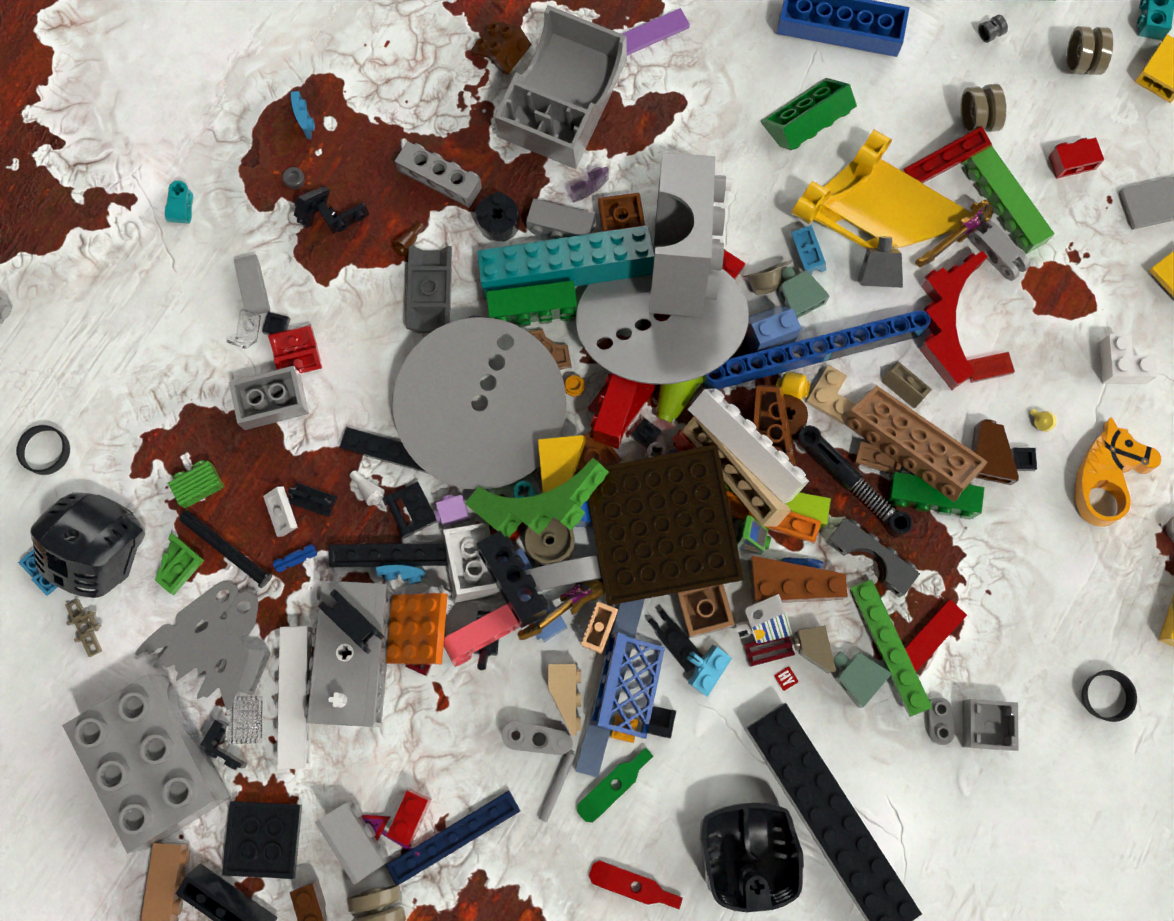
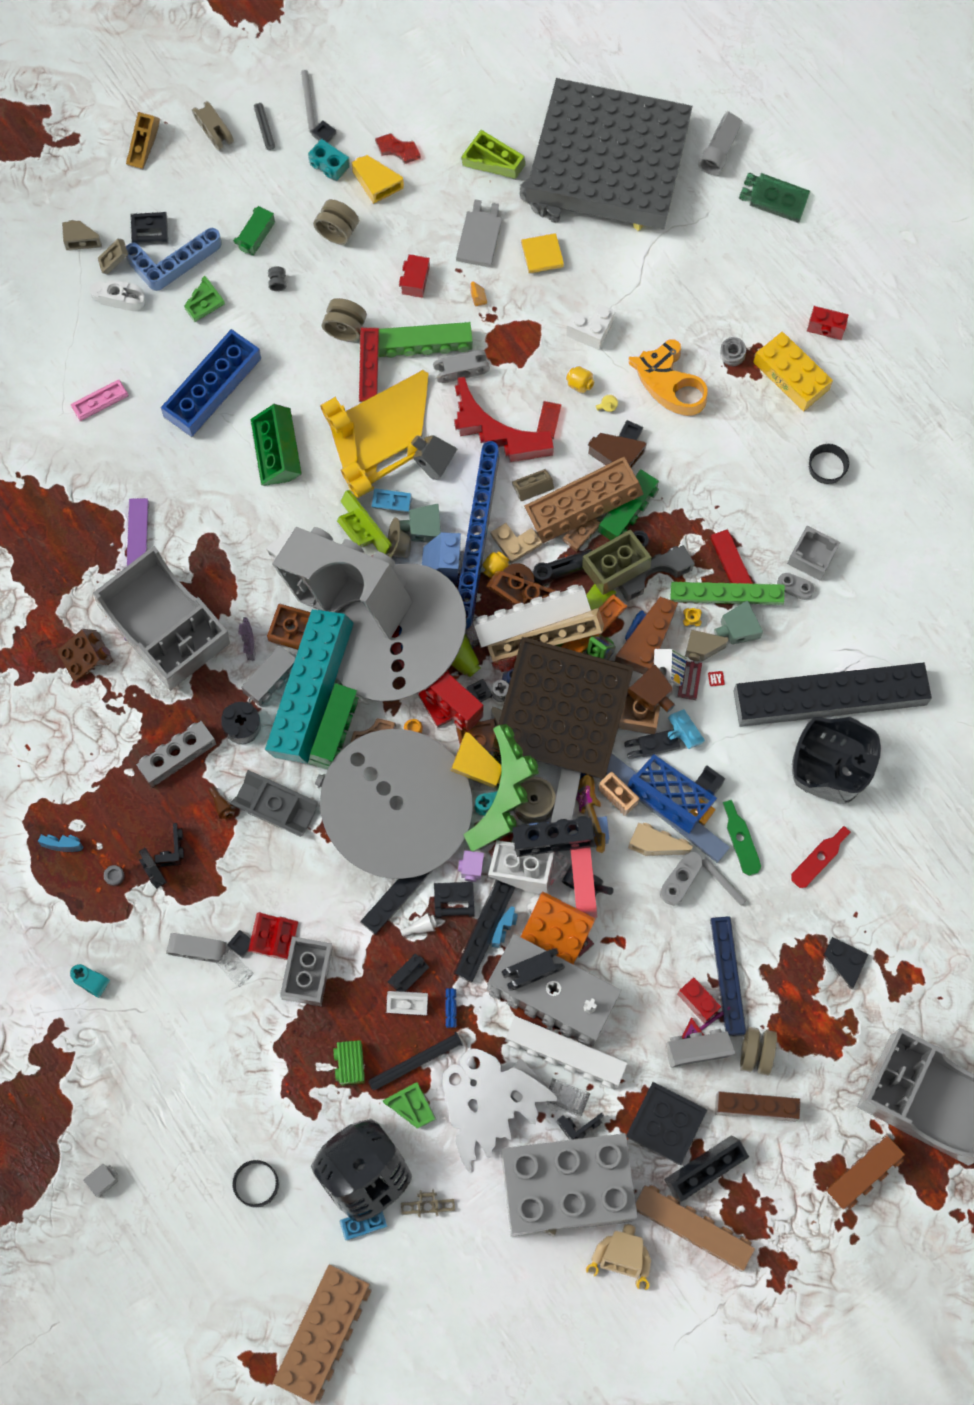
camera: 70 degrees left, 5 degrees down
(101, 855) = (623, 1255): none -> tan torso
(728, 612) = (652, 690): none -> reddish brown torso
(764, 233) = (360, 525): none -> lime bracket
(849, 621) = (692, 612): none -> yellow plate
(858, 508) = (616, 562): none -> olive brick
(980, 213) = (427, 365): pearl gold piece -> none
(1055, 377) = (580, 379): none -> yellow head
(1093, 230) = (478, 294): none -> light orange slope

